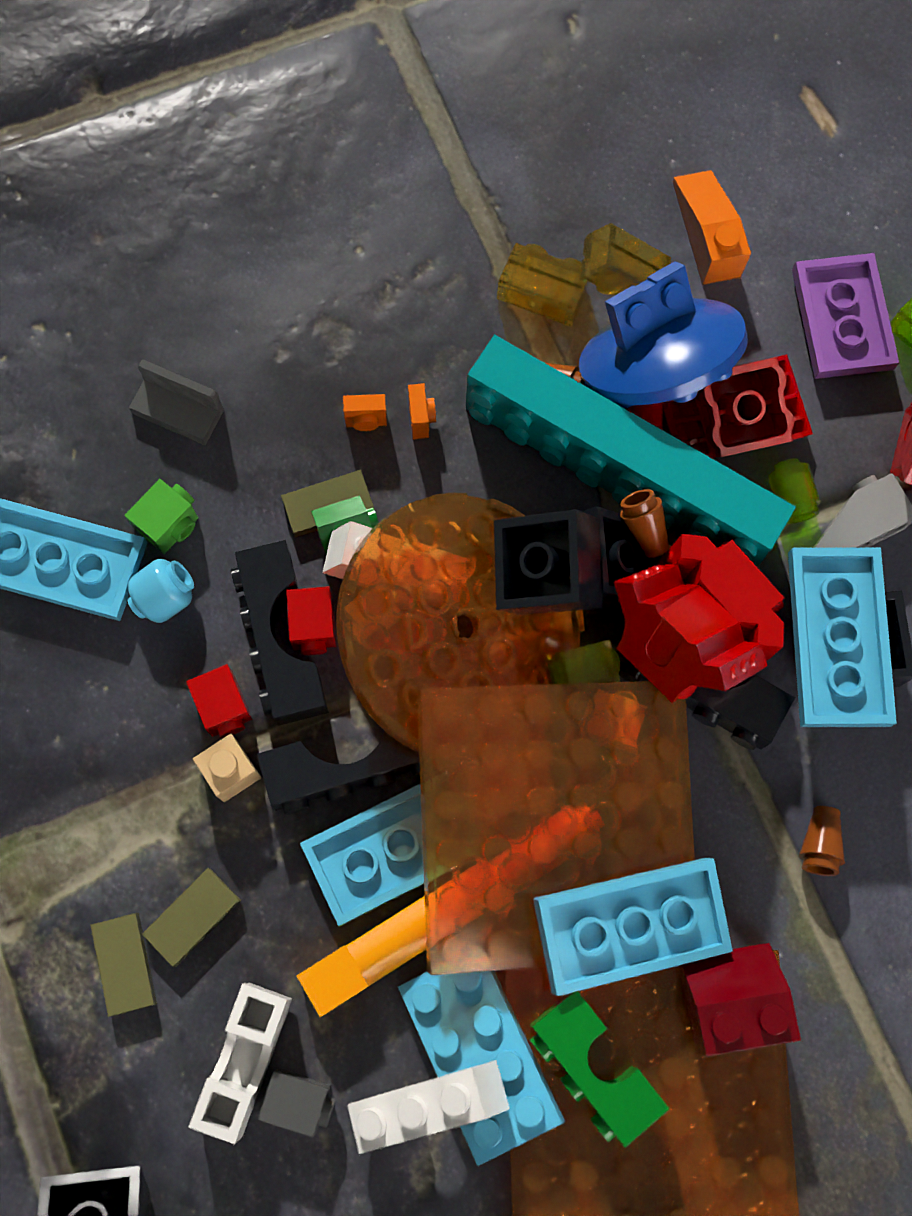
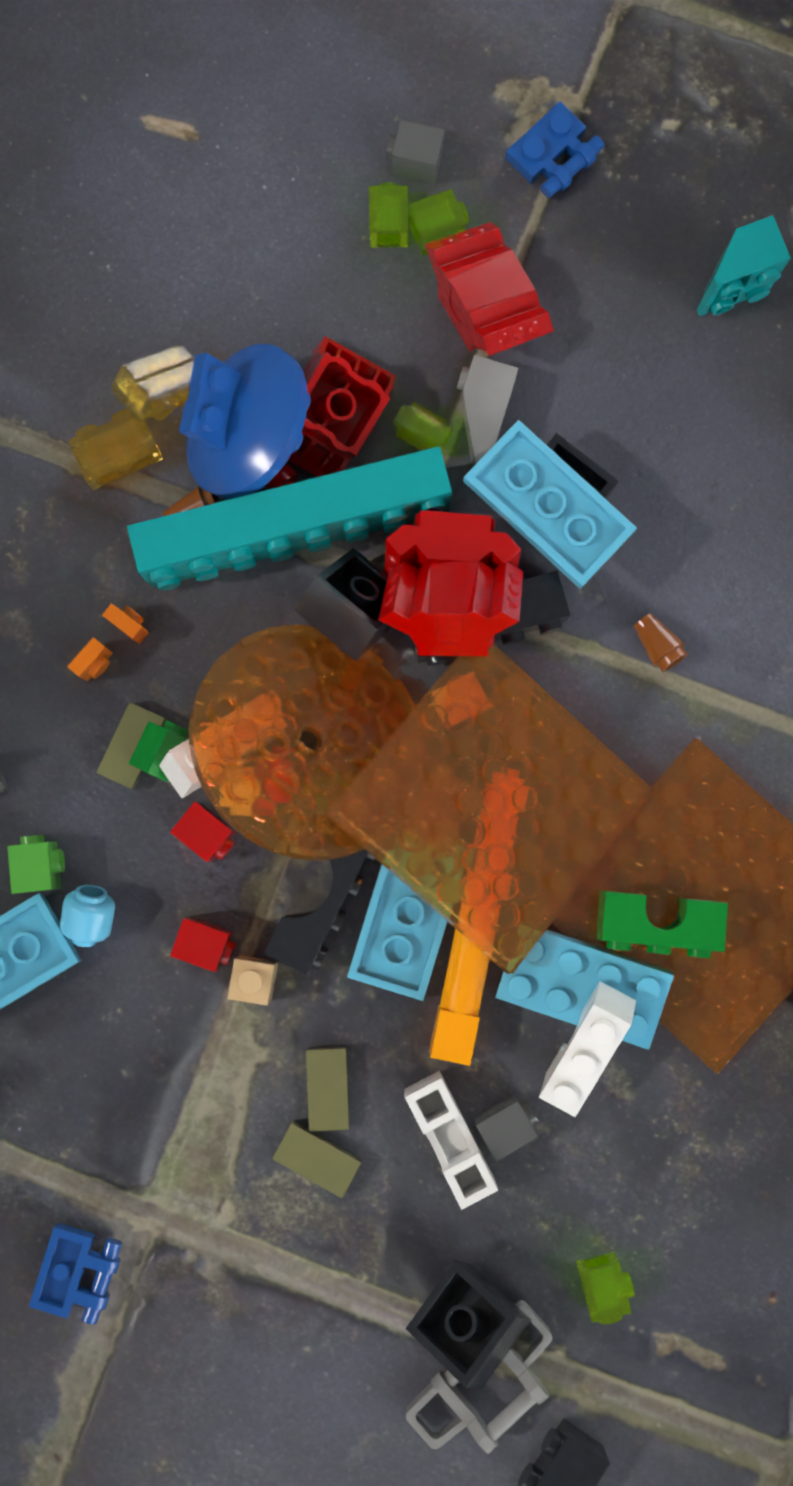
camera: 45 degrees left, 10 degrees up
(291, 684) = (147, 838): black arch -> none
(548, 563) = (323, 648): black brick -> none
(585, 664) = (407, 684): clear neon green brick -> none
(632, 925) = (600, 818): medium azure plate -> none
(646, 521) = (352, 552): dark orange cone -> none
(712, 227) = (184, 291): orange slope -> none
(738, 1001) = (703, 796): dark red slope -> none
(845, 316) = (335, 268): medium lavender plate -> none

